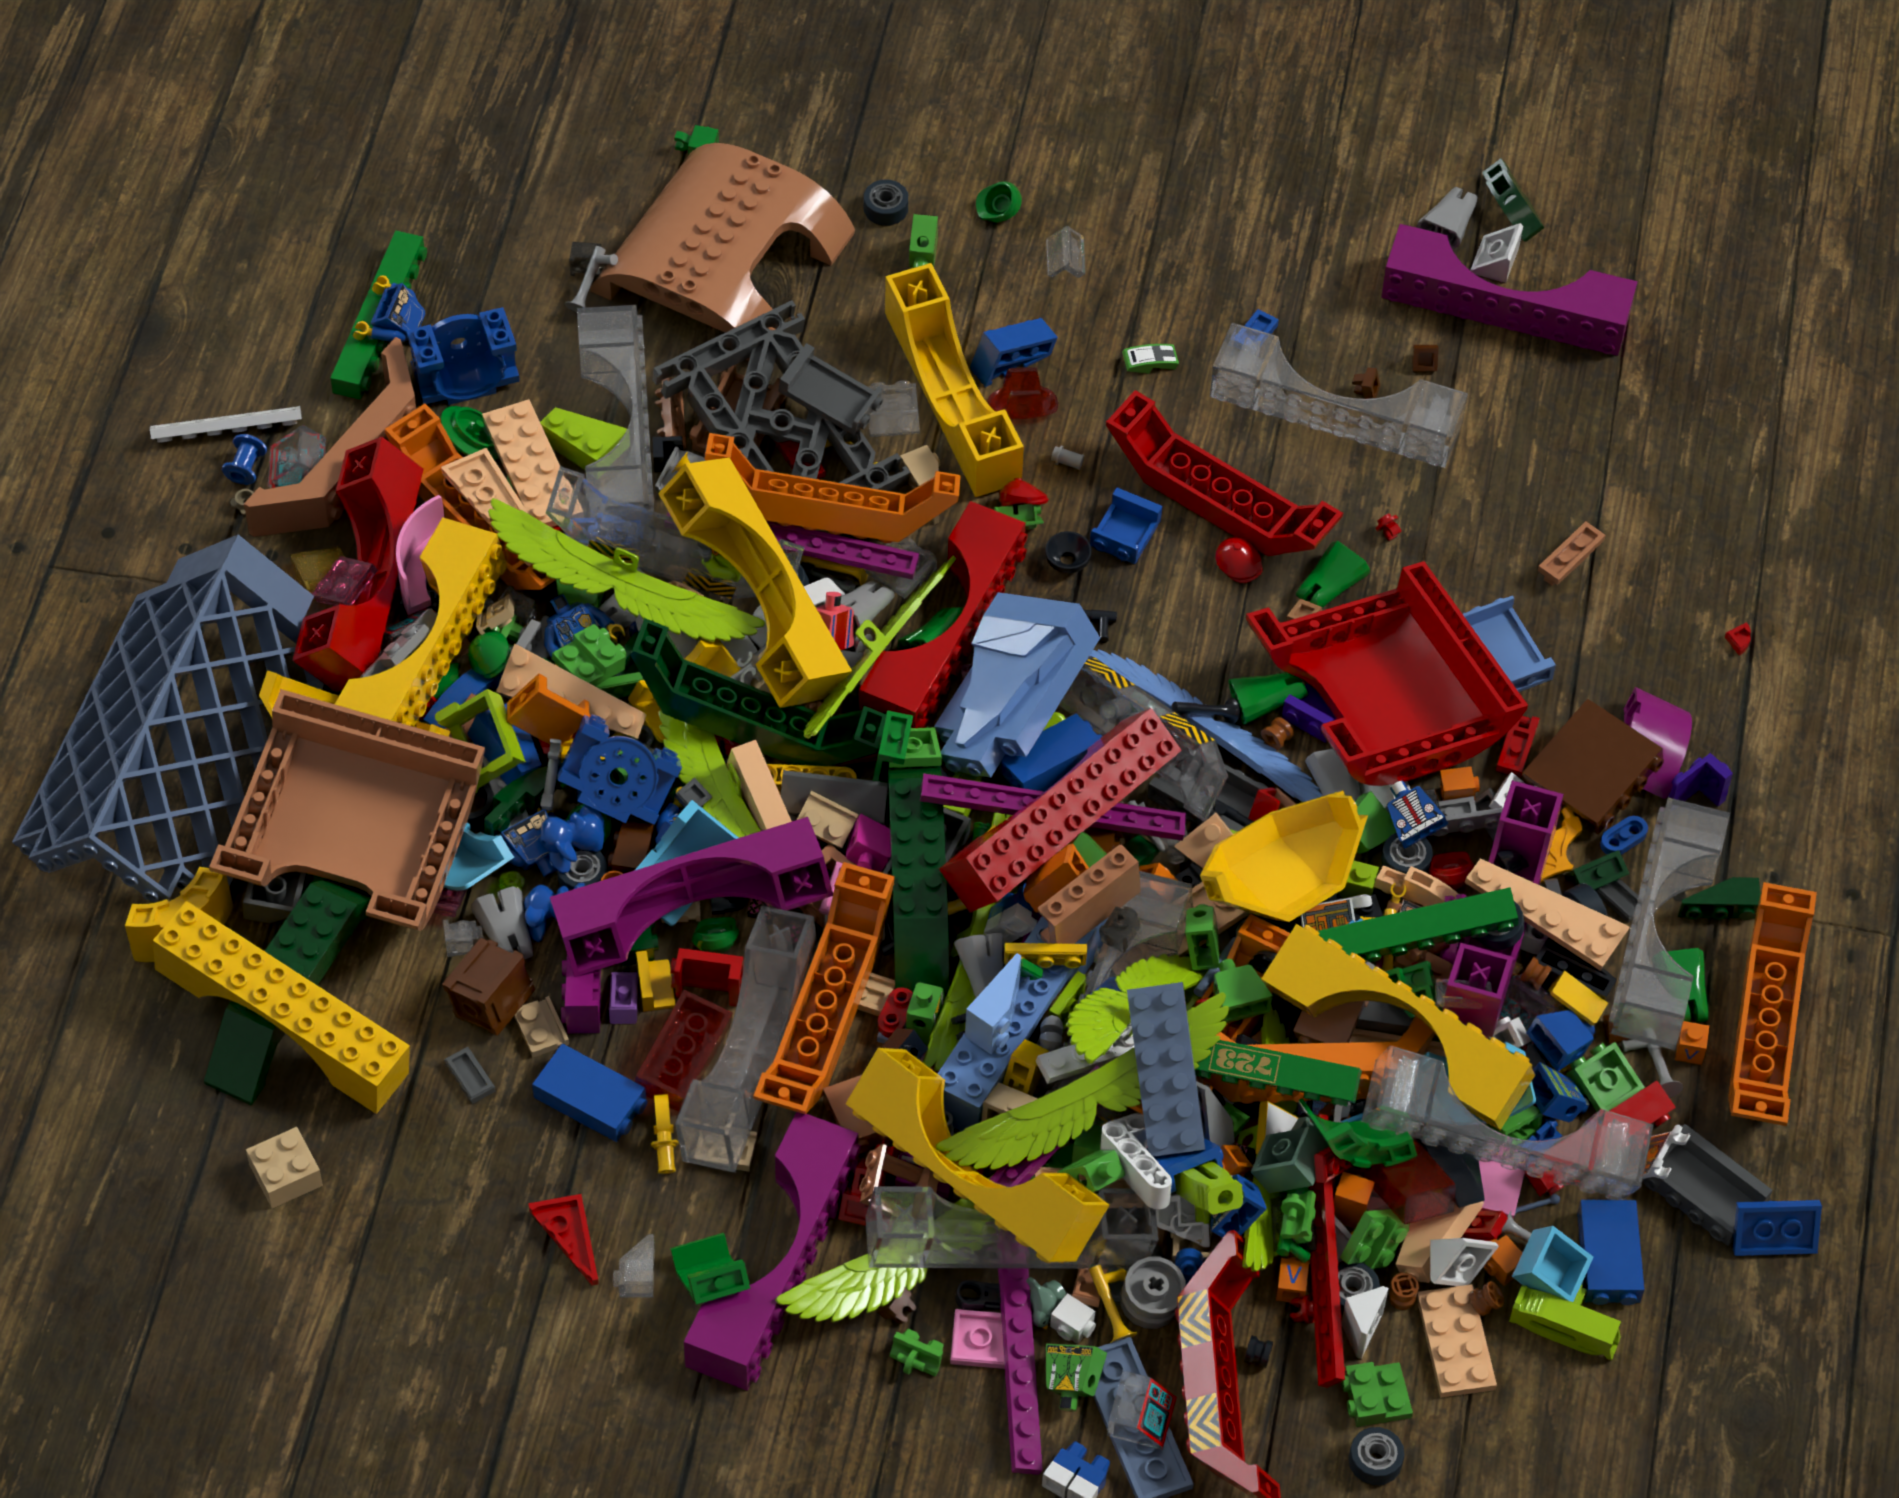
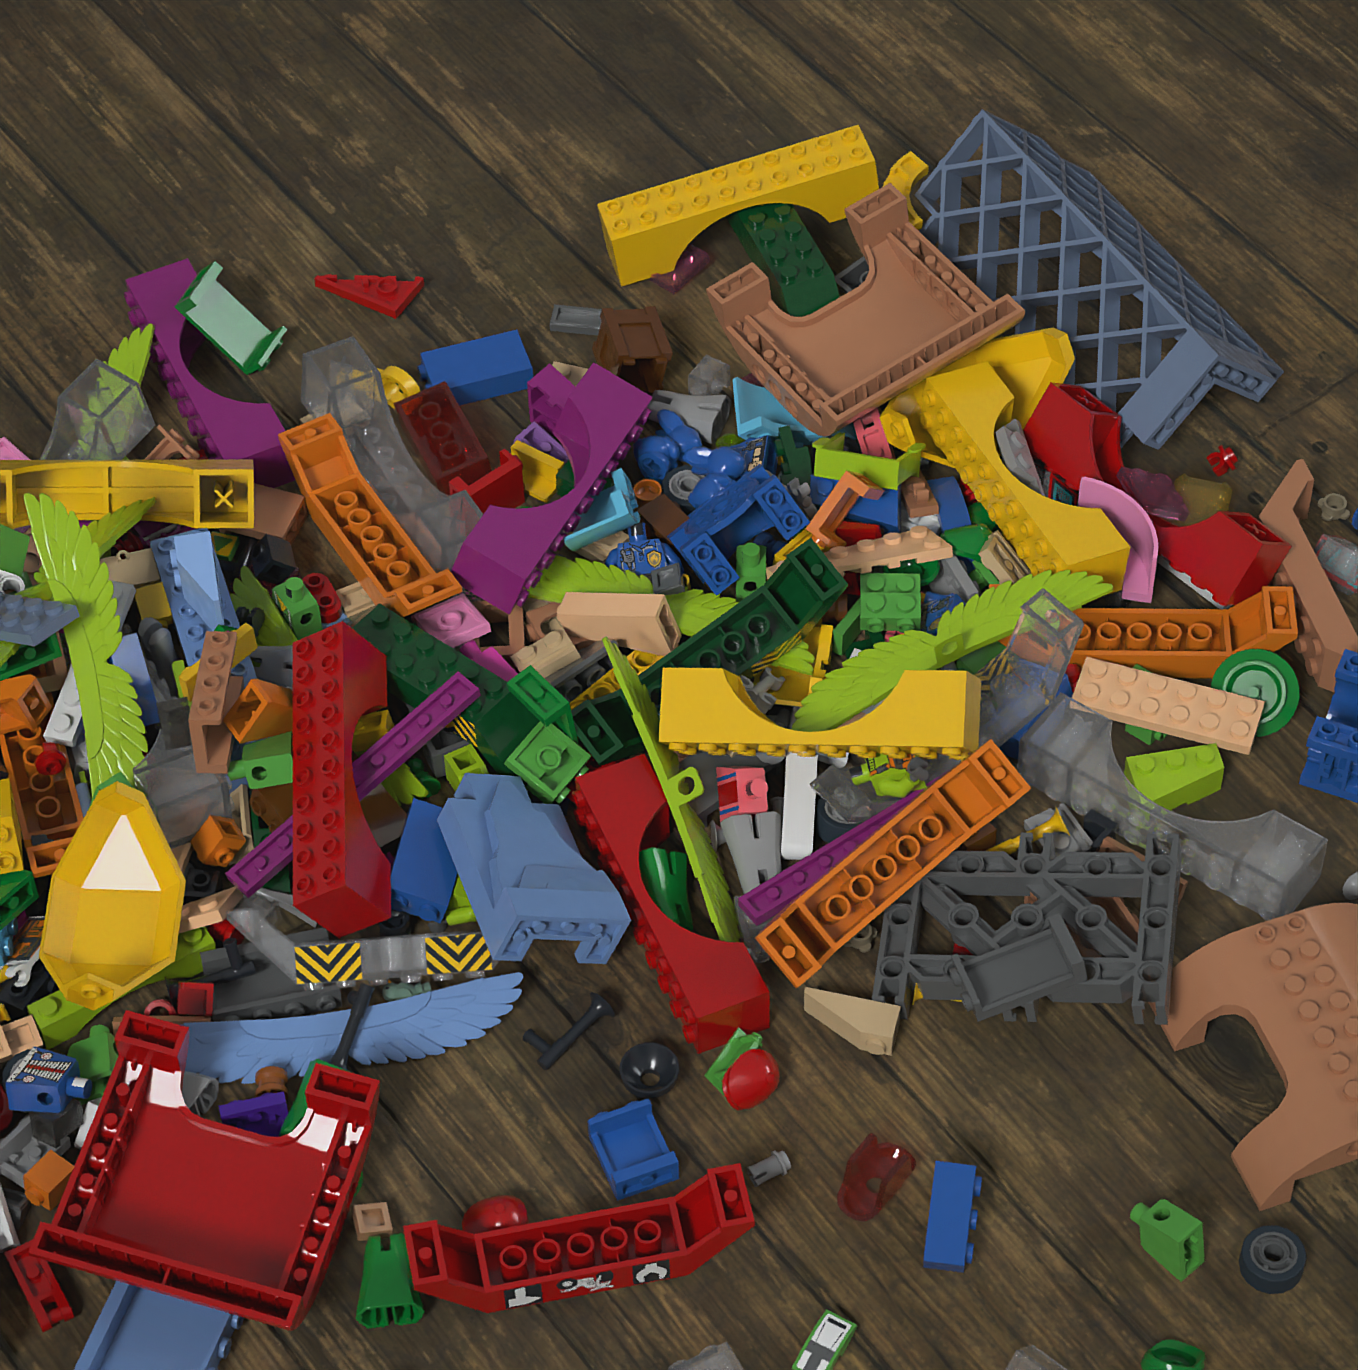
camera: 135 degrees right, 5 degrees down
(284, 1167) = (614, 166): tan brick -> none
(479, 481) = (1153, 636): light nougat wing -> none
(636, 1270) = (293, 306): clear slope -> none
(898, 411) = (974, 1055): clear plate -> none
(916, 1354) = (30, 413): bright green hips -> none
(925, 328) = (1048, 1144): yellow arch -> none
(1243, 990) = (43, 797): bright green torso -> none

